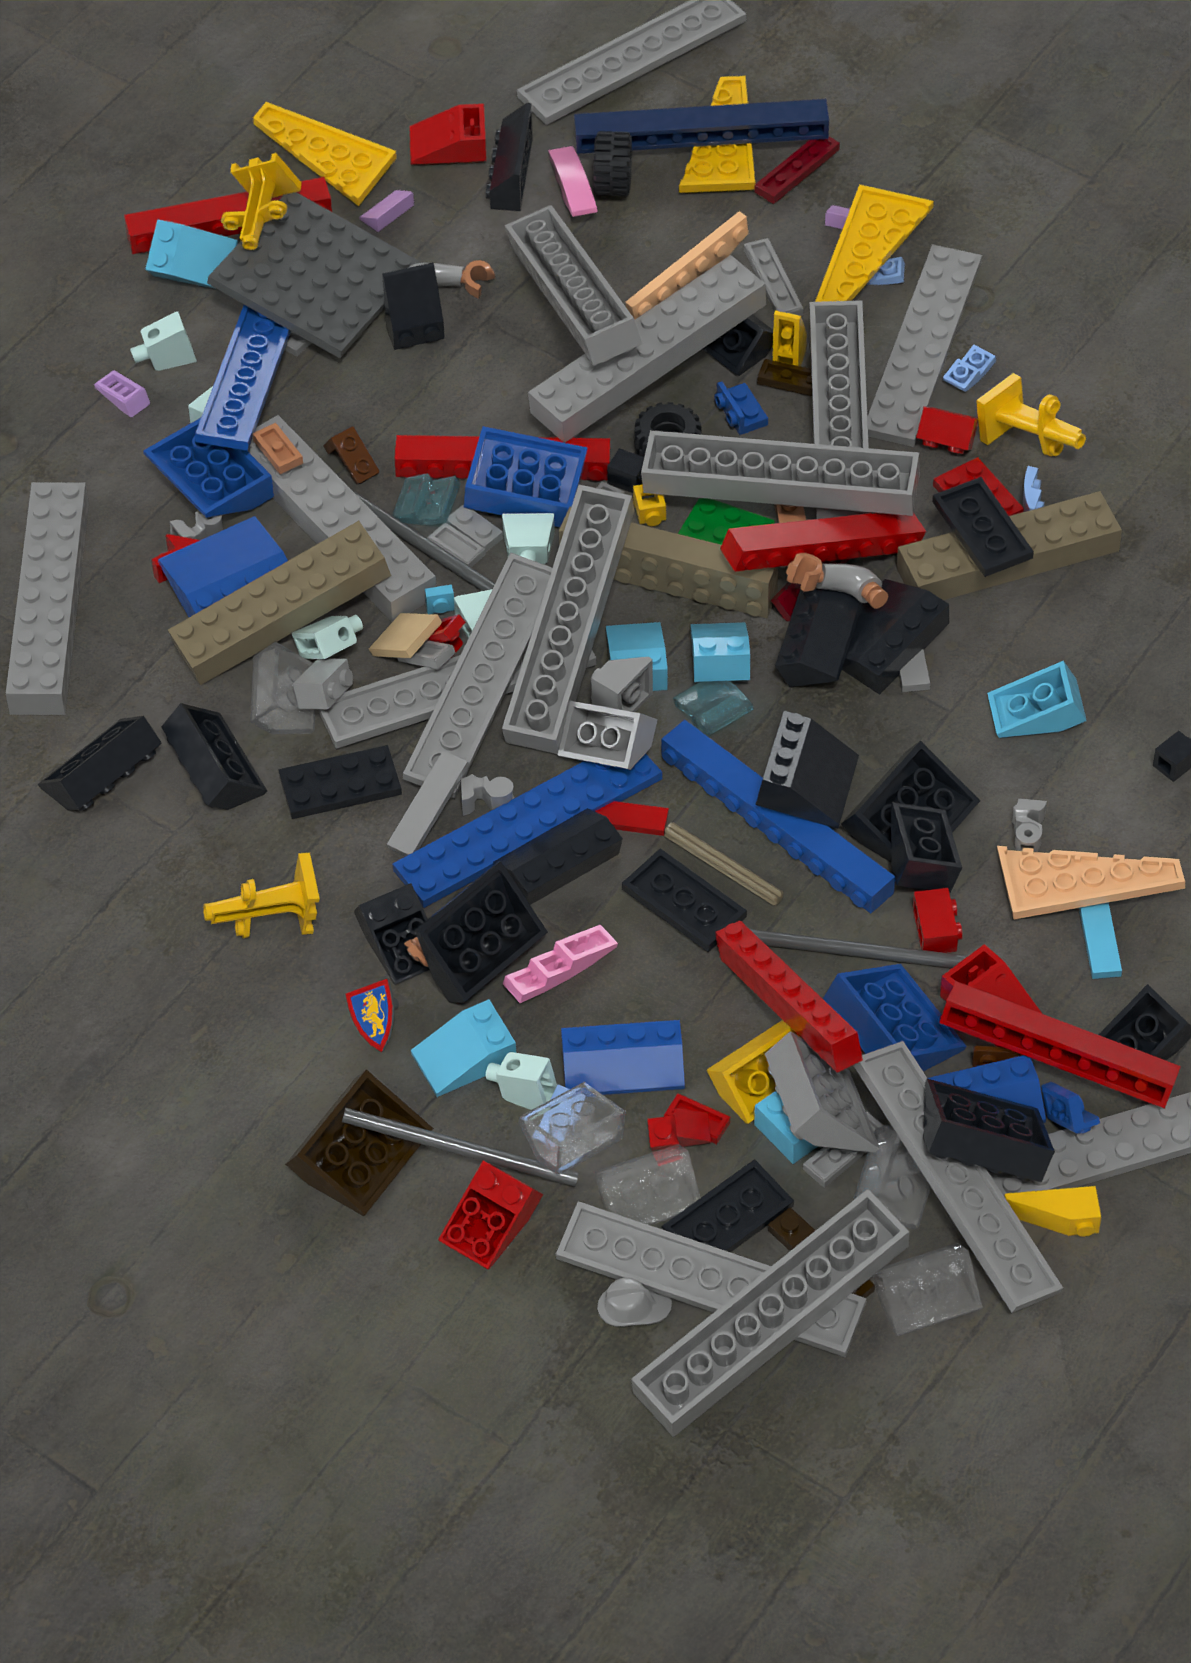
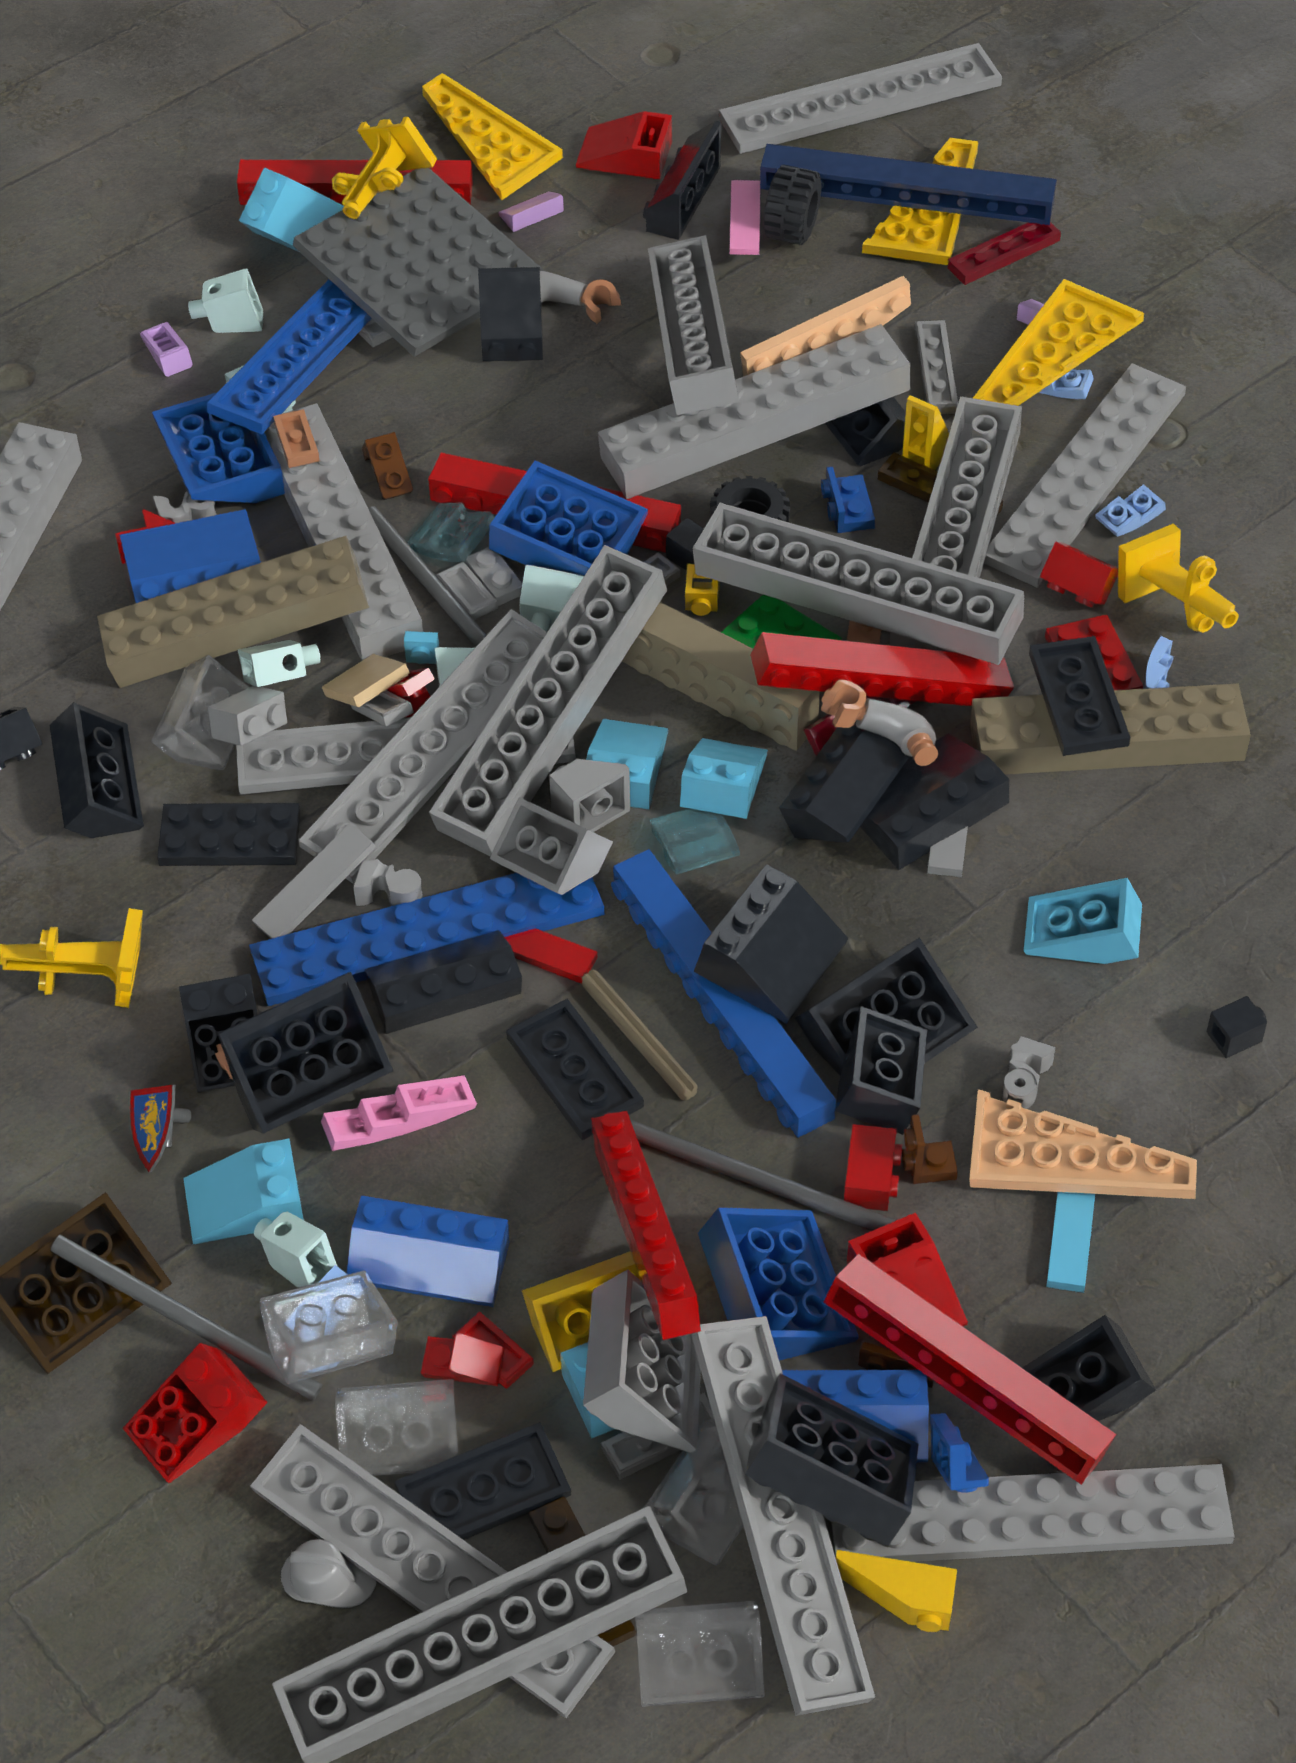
camera: 15 degrees right, 0 degrees up
(974, 905) = (927, 1160): none -> reddish brown bracket

